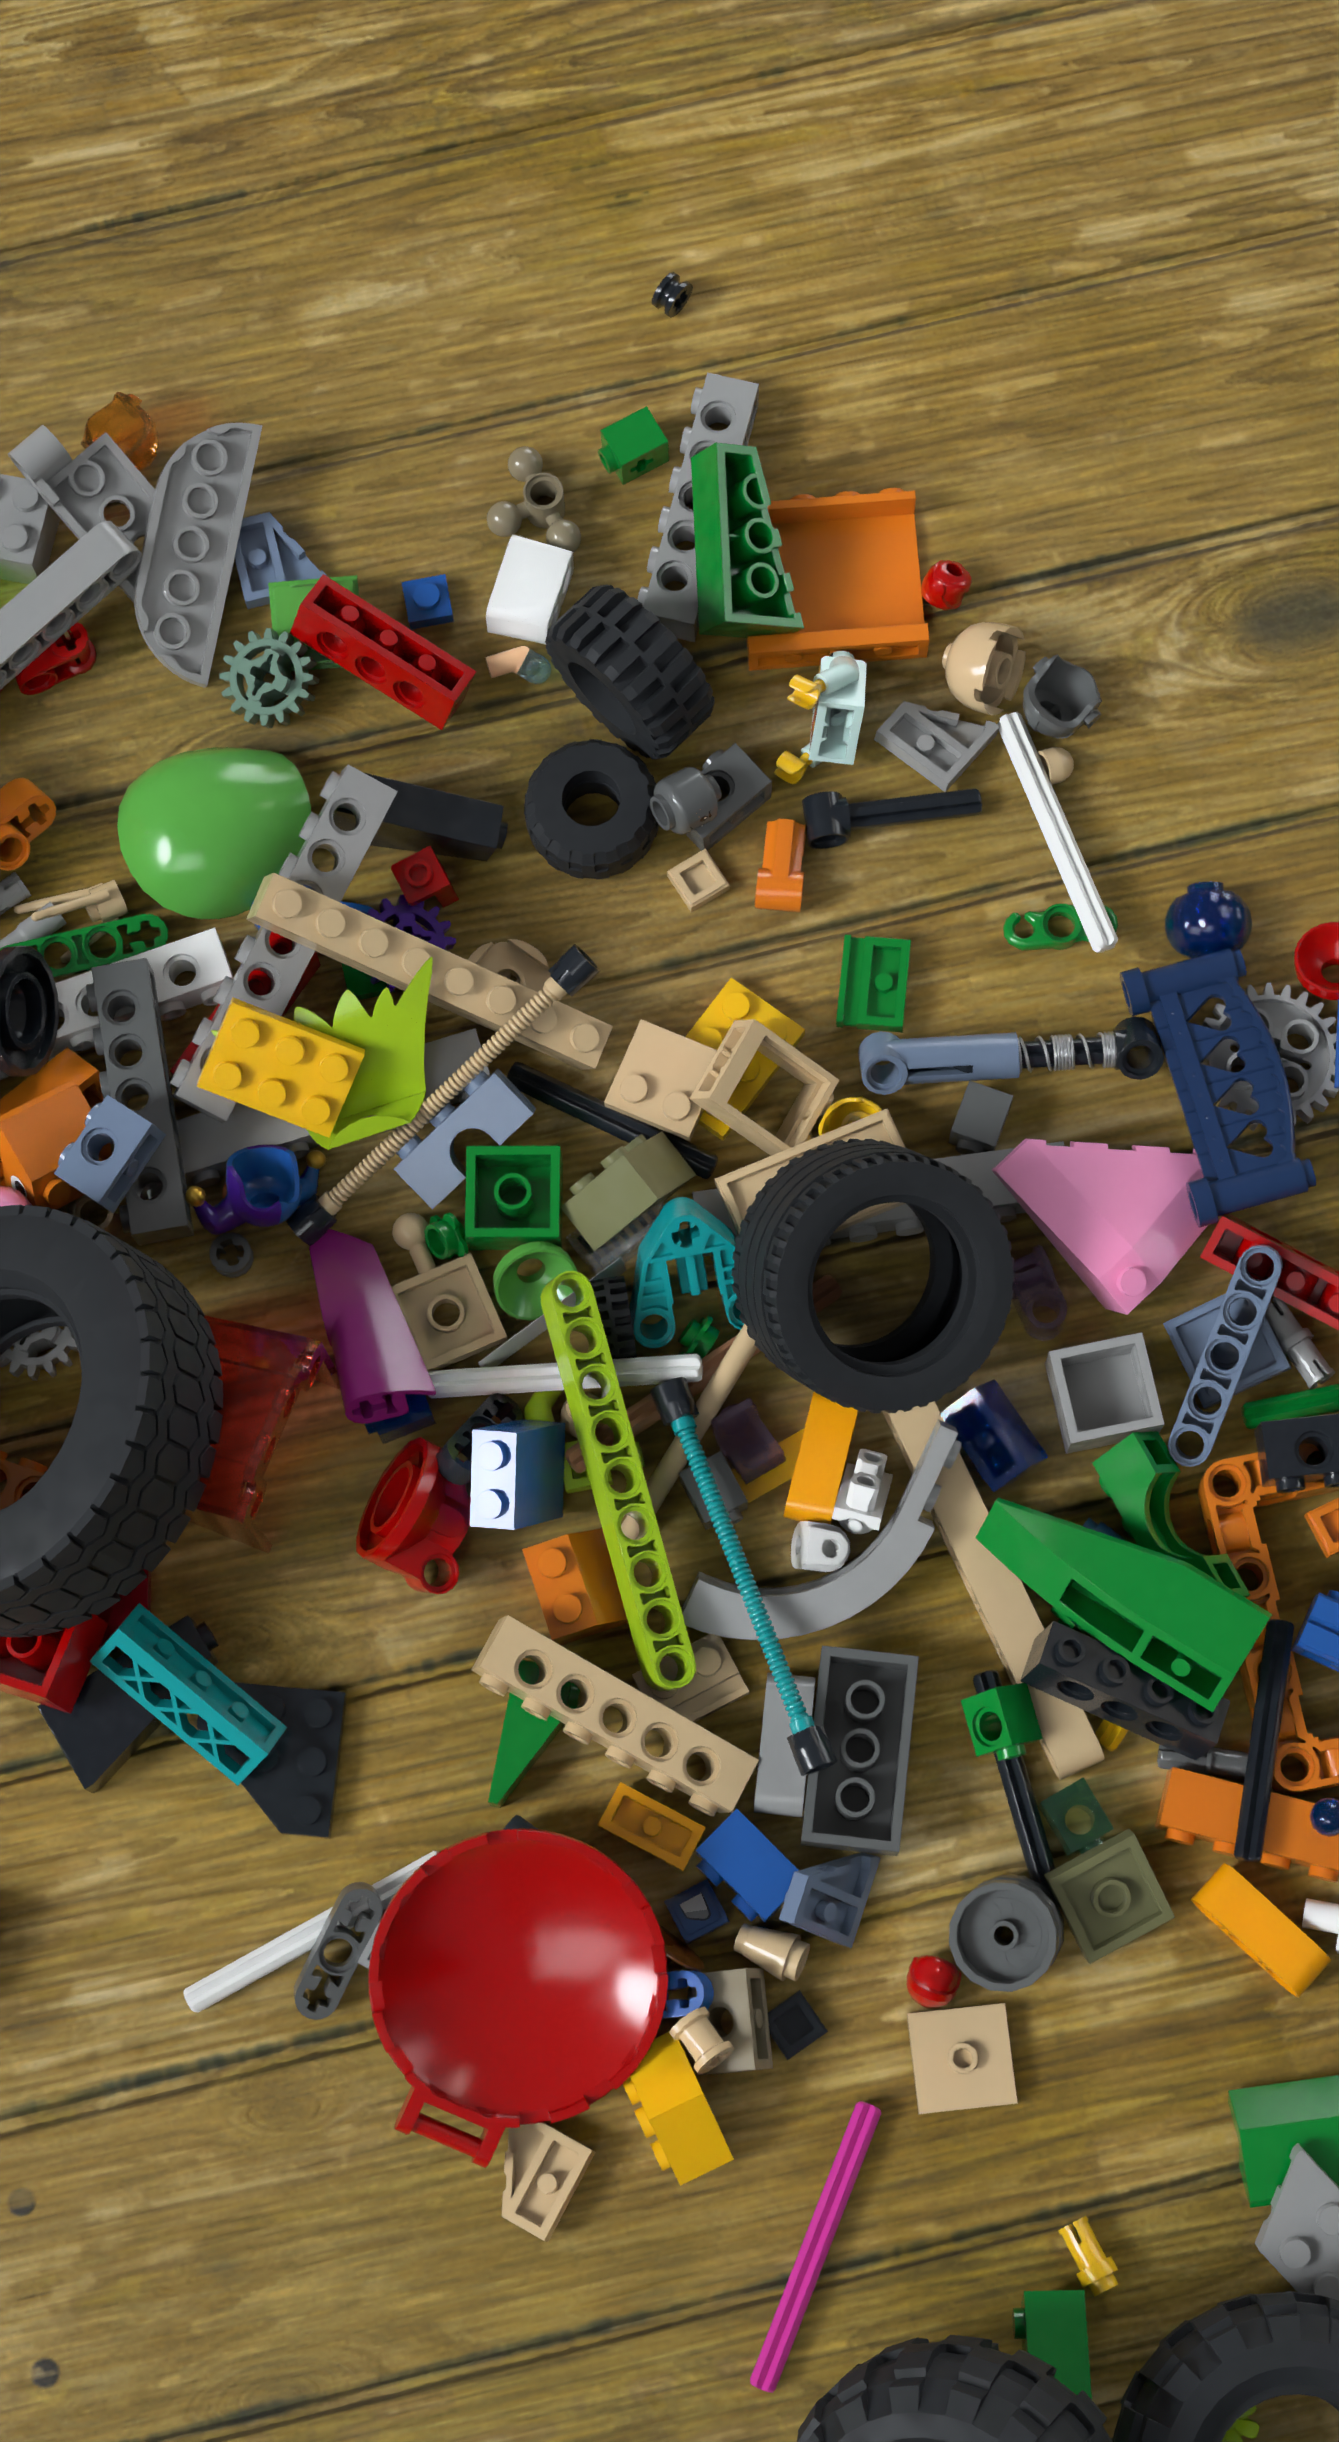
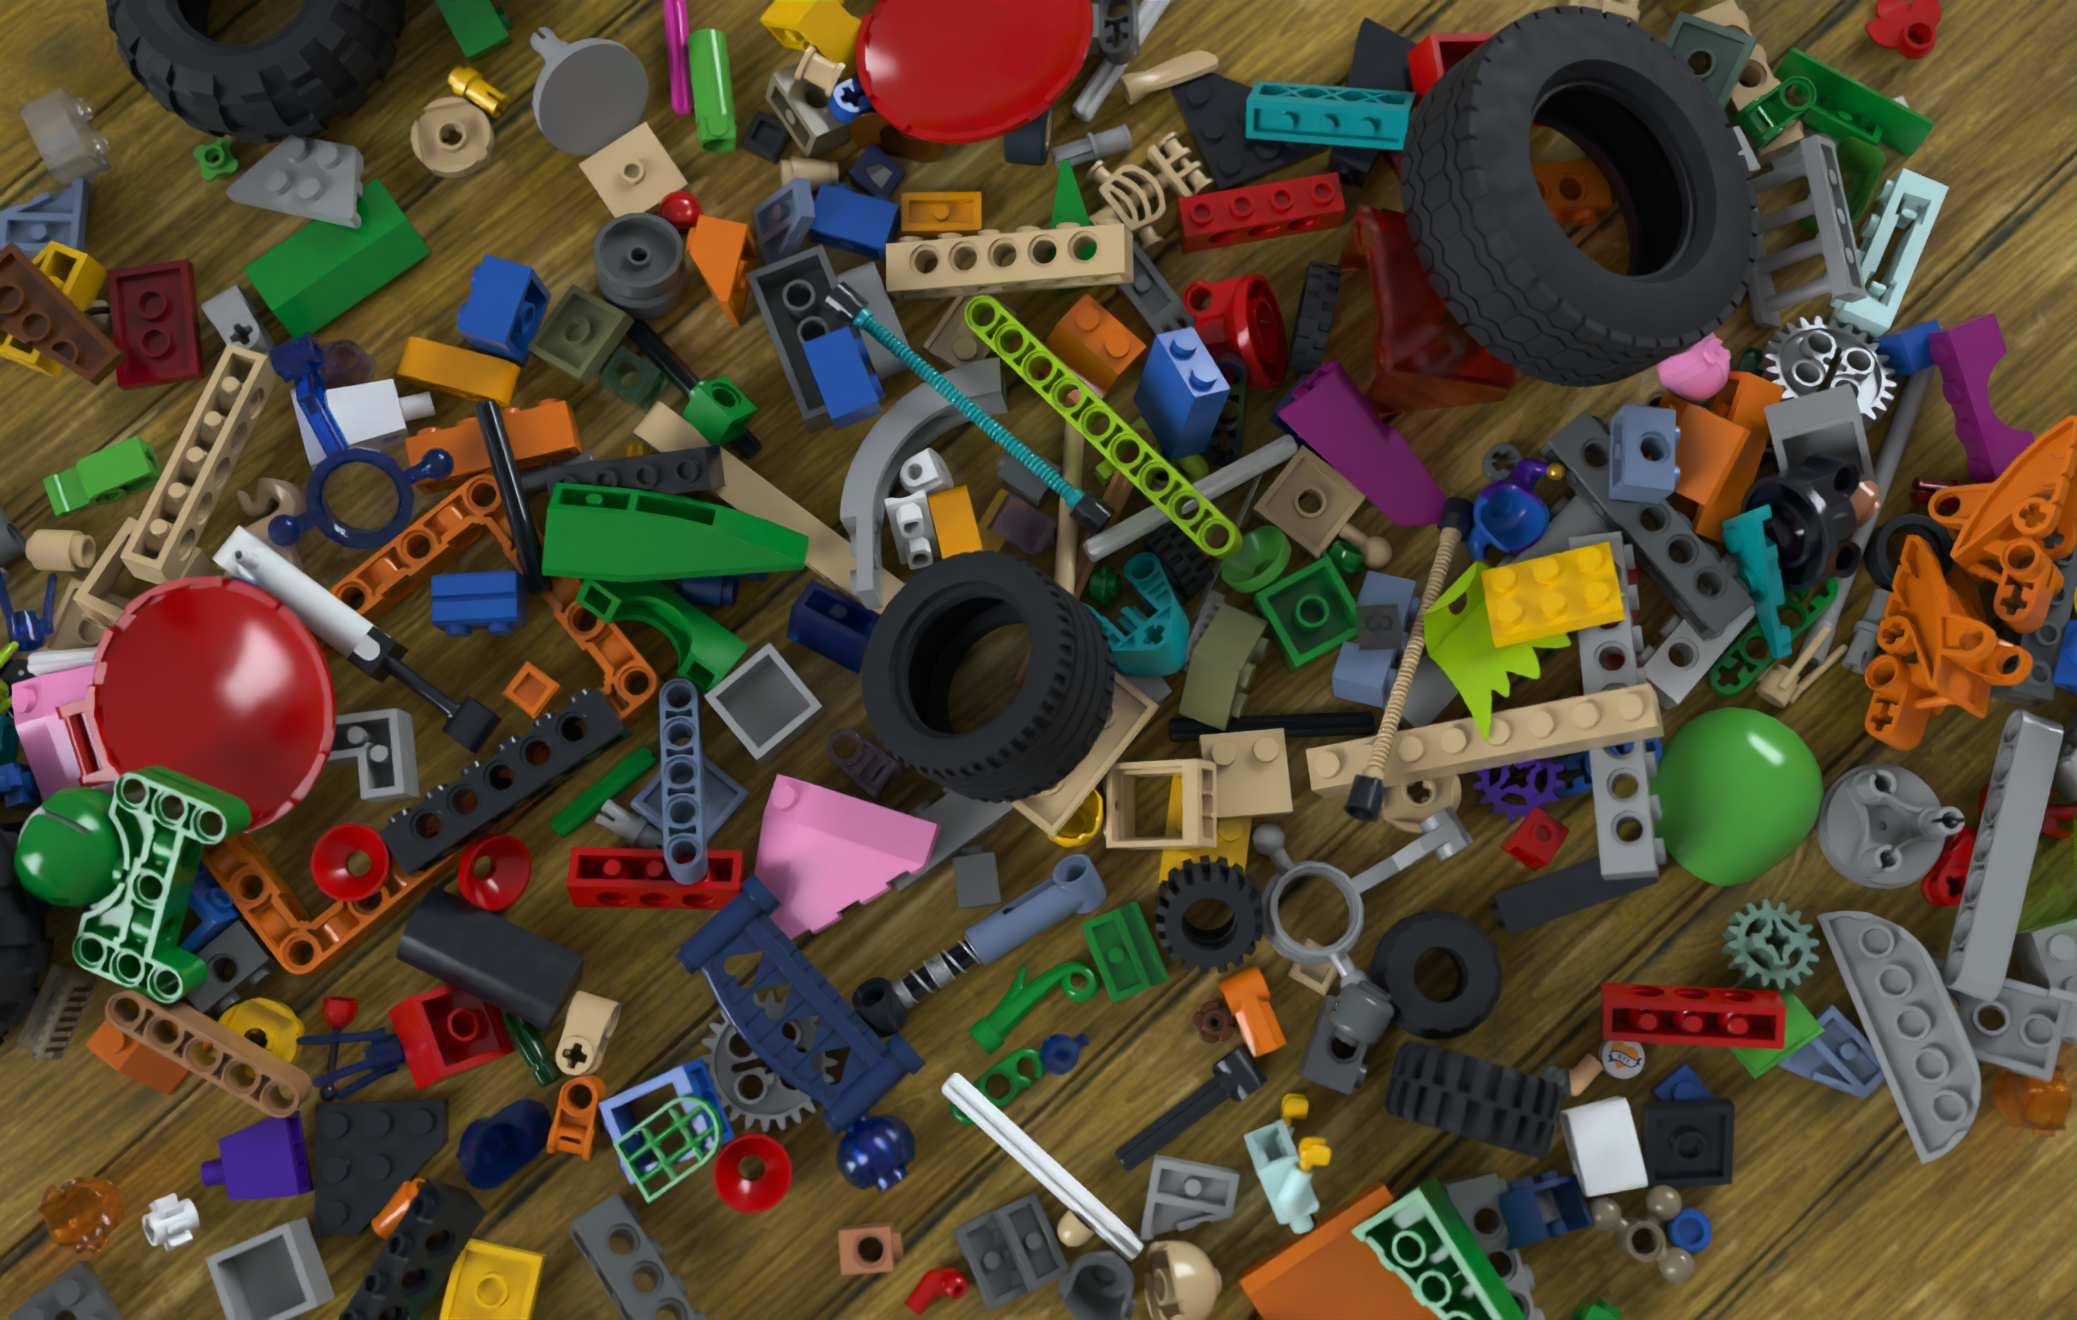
camera: 150 degrees right, 5 degrees up
(65, 998) = (1760, 571): none -> teal wing
(91, 732) = (1883, 826): none -> light grey piece
(319, 1640) = (1260, 212): none -> red brick
(321, 1853) = (1172, 72): none -> tan piece
(335, 1484) = (1314, 316): none -> black tyre
(450, 1814) = (1093, 147): none -> light grey axle
(451, 554) = (1688, 1142): none -> black plate
(460, 1135) = (1378, 627): none -> clear smoke tile
(468, 652) = (1621, 1058): none -> white tile
(469, 1728) = (1123, 207): none -> tan piece
(480, 1605) = (1153, 297): none -> dark grey hinge
(493, 486) = (1689, 1230): none -> blue tile
(513, 923) = (1442, 834): none -> light grey piece
(622, 560) = (1543, 1208): none -> dark blue window
(781, 939) = (1213, 946): none -> black tyre
(823, 889) = (1202, 1022): none -> reddish brown plate
(827, 2106) = (712, 90): none -> bright green piece
(856, 1669) = (842, 377): none -> blue brick
(917, 1884) = (723, 256): none -> orange slope
(971, 2161) = (587, 92): none -> light grey piece
(983, 923) = (1061, 1052): none -> clear blue piece
(995, 991) = (1023, 999): none -> green plant
(1124, 778) = (1011, 1251): none -> dark grey slope
(1168, 2199) = (465, 157): none -> tan plate
(1180, 1960) = (503, 309): none -> blue brick
(1208, 784) = (934, 1284): none -> red arm
(1272, 830) = (852, 1259): none -> nougat brick

